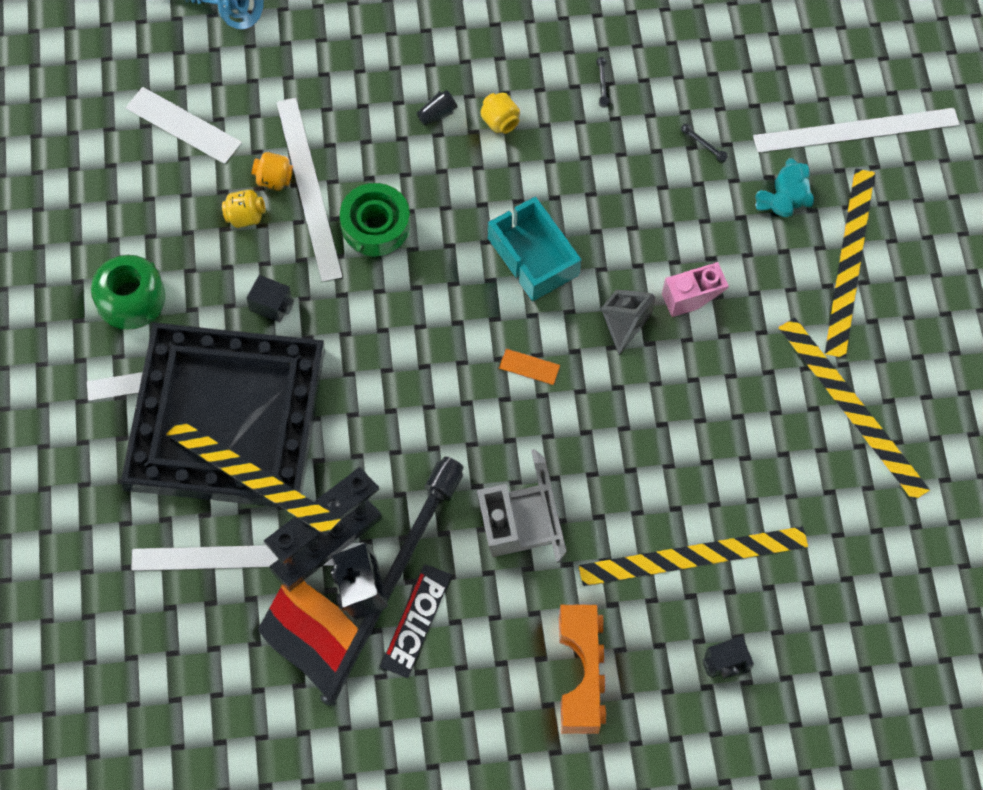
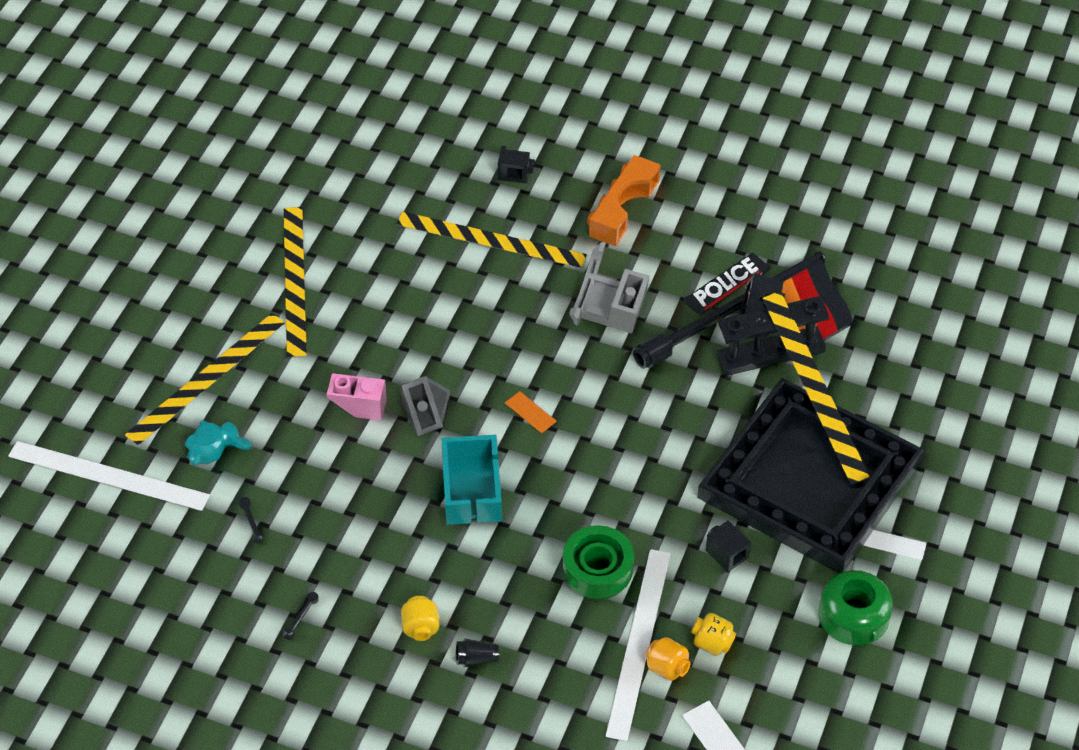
camera: 150 degrees left, 15 degrees down
(206, 557) = (871, 386): white sticker -> none

